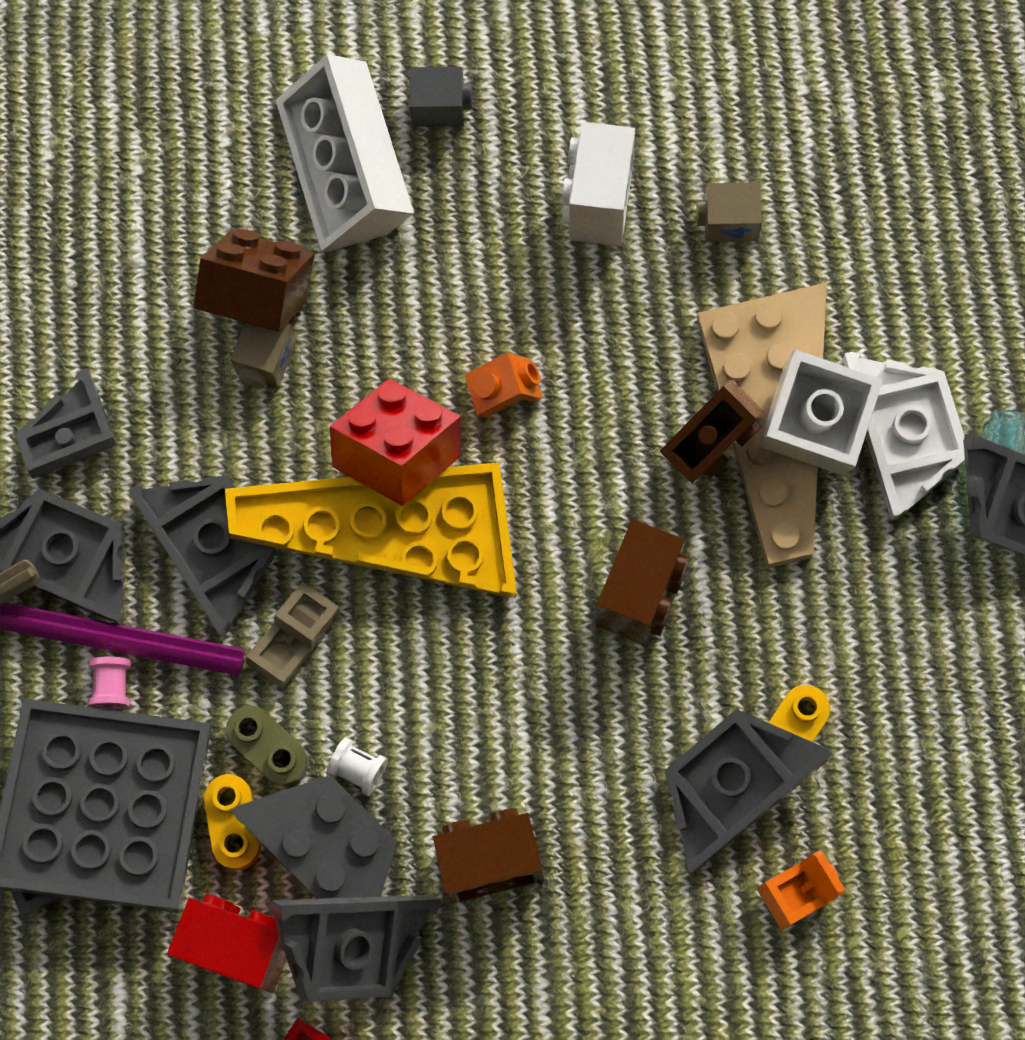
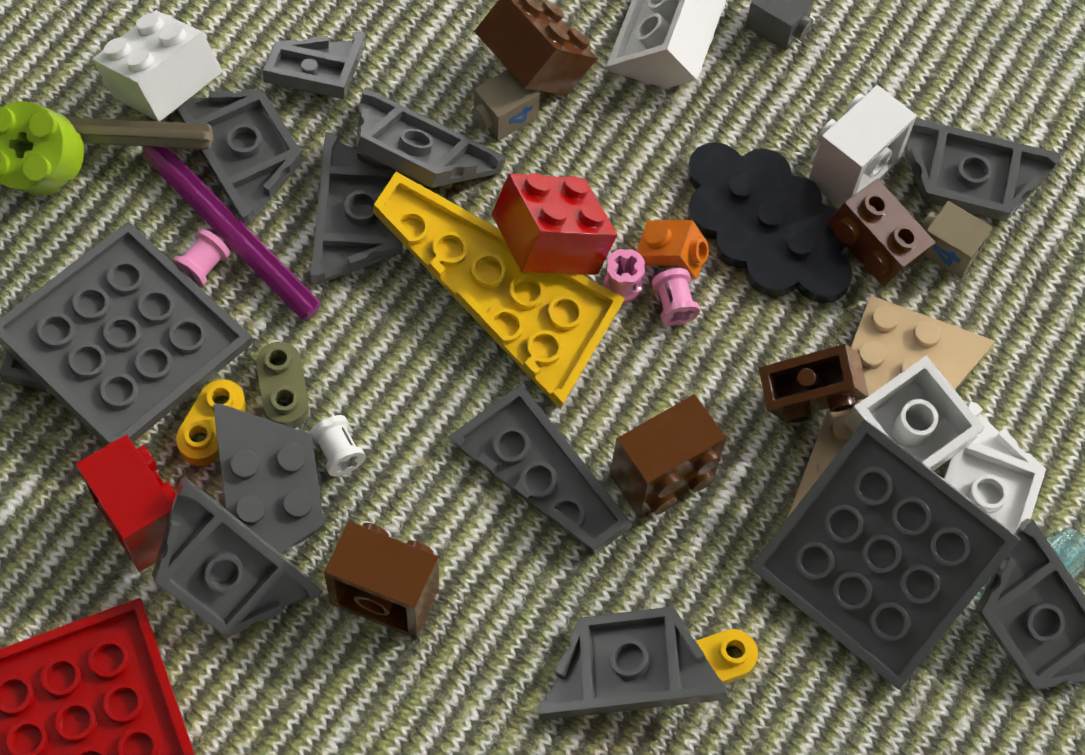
camera: 25 degrees right, 10 degrees down
(217, 445) = (420, 146): none -> dark grey wing
(293, 635) = (373, 318): dark tan slope -> none
(473, 434) = (625, 273): none -> bright pink bush
(529, 660) = (537, 463): none -> dark grey wing
(539, 429) = (675, 296): none -> bright pink bush
(565, 302) = (767, 222): none -> black plate
(670, 251) = (880, 232): none -> reddish brown brick
(704, 133) = (975, 169): none -> dark grey wing
(872, 543) = (884, 553): none -> dark grey plate

